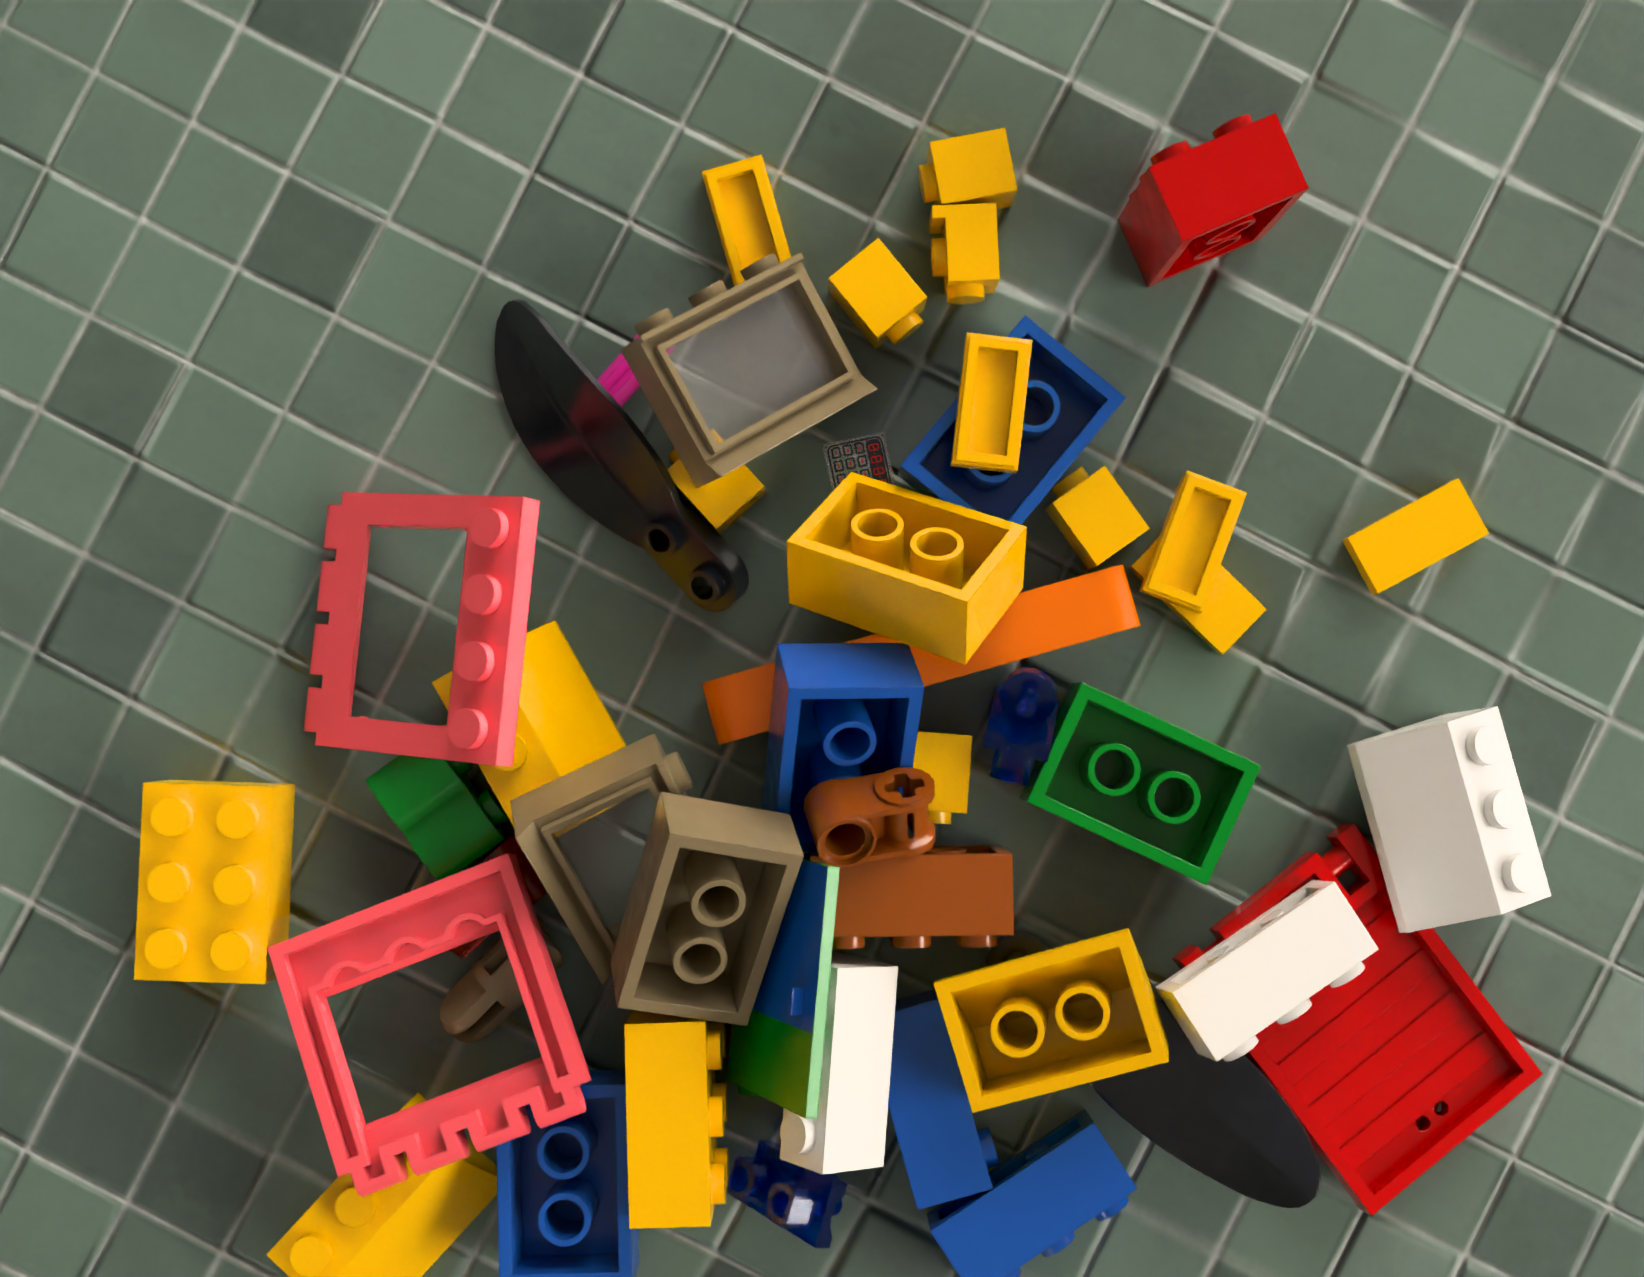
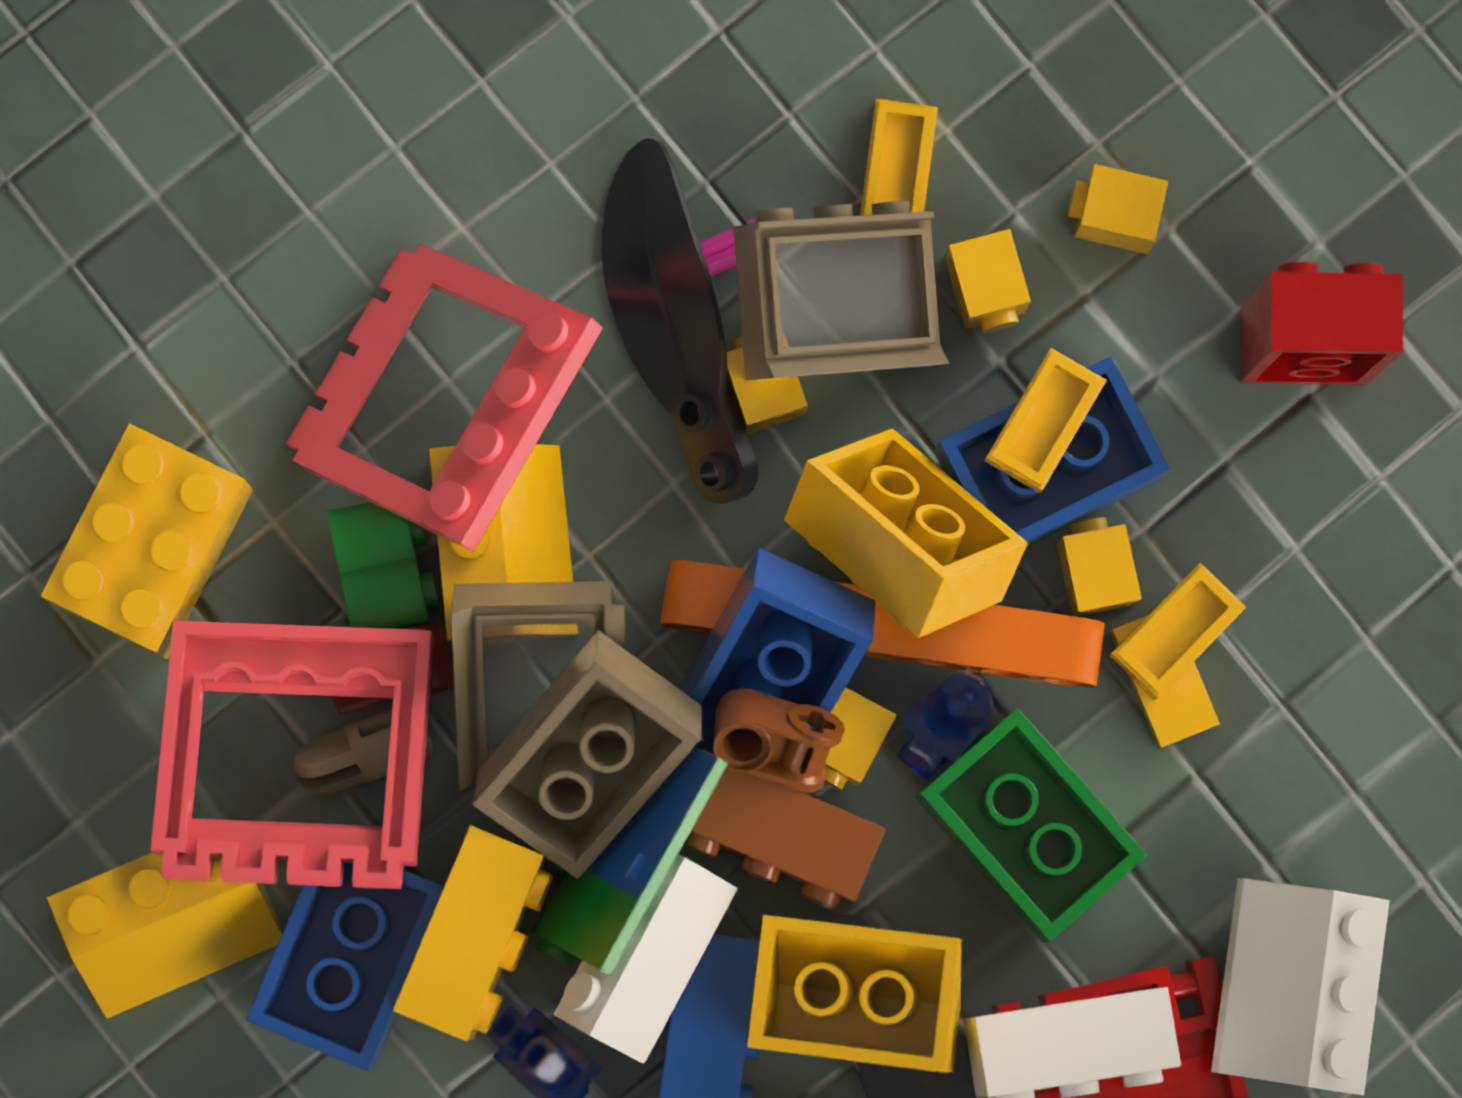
camera: 15 degrees right, 5 degrees down
(862, 455) = (909, 418): tile -> none
(967, 251) = (1085, 276): yellow brick -> none
(1415, 536) = (1387, 719): yellow tile -> none

